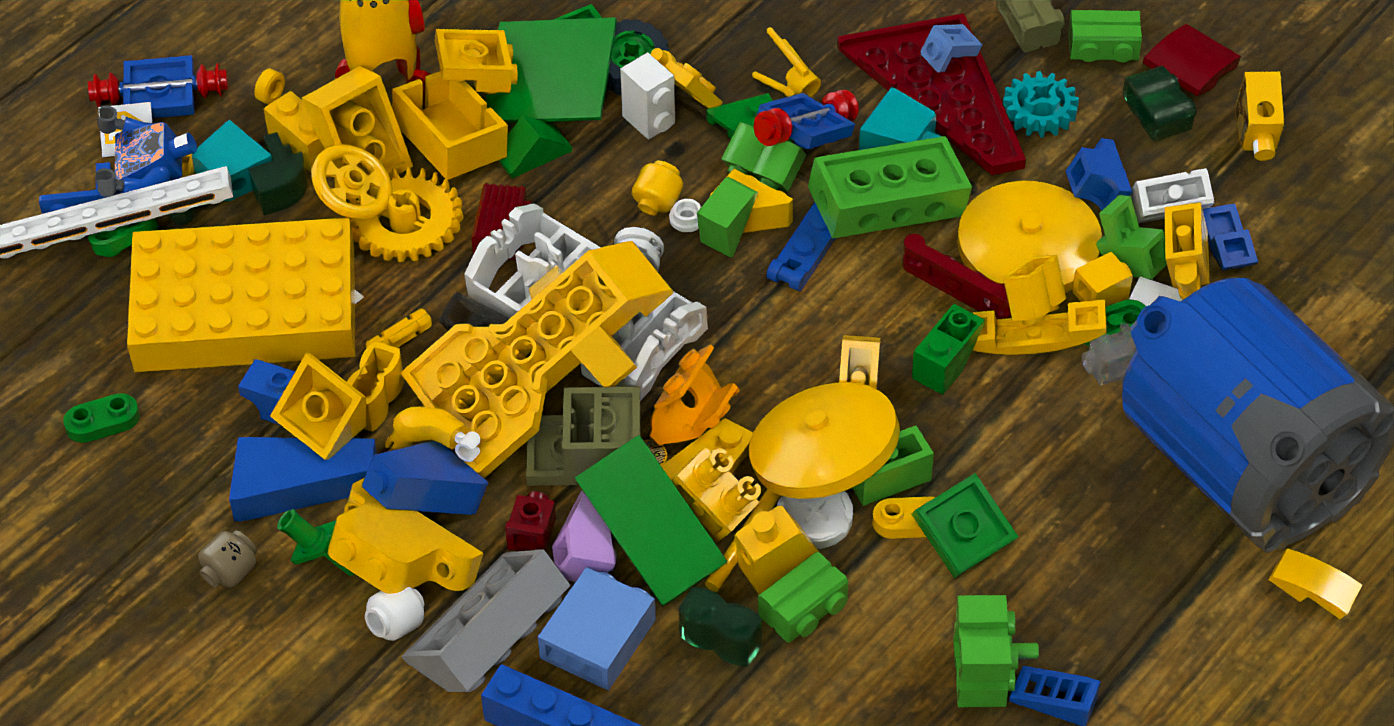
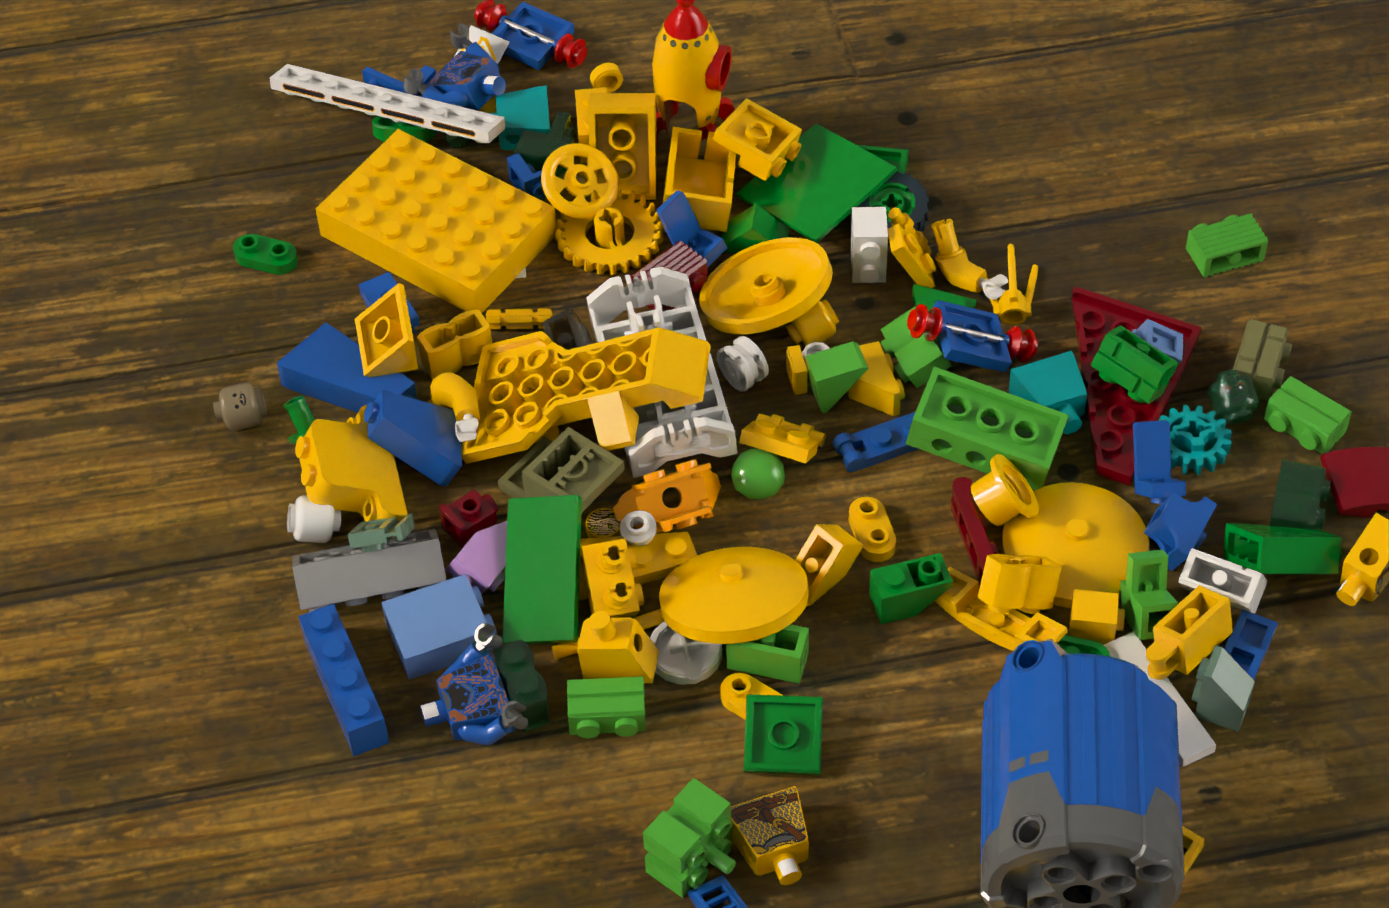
camera: 40 degrees right, 0 degrees up
(282, 209) = (524, 176): none -> blue bracket
(477, 173) = (682, 225): none -> blue bracket
(484, 579) = (375, 533): none -> sand green plate
(597, 176) = (766, 285): none -> yellow dish
(683, 233) = (796, 369): none -> yellow tile
(689, 447) = (640, 536): none -> white plate
(693, 663) = (474, 695): none -> torso
(730, 76) = (956, 267): none -> yellow arm
(730, 293) = (783, 437): none -> yellow plate
(733, 336) = (758, 474): none -> bright green hair
(865, 322) = (871, 526): none -> yellow plate
(953, 229) = (1004, 492): none -> yellow piece
(956, 68) = (1134, 365): none -> green brick
(1035, 140) = (1153, 462): none -> blue bracket
(1039, 605) = (772, 834): none -> torso
(1041, 51) = (1233, 397): none -> clear green head
(1188, 145) = (1282, 549): none -> green slope
(1254, 264) = (1222, 690): none -> sand green slope

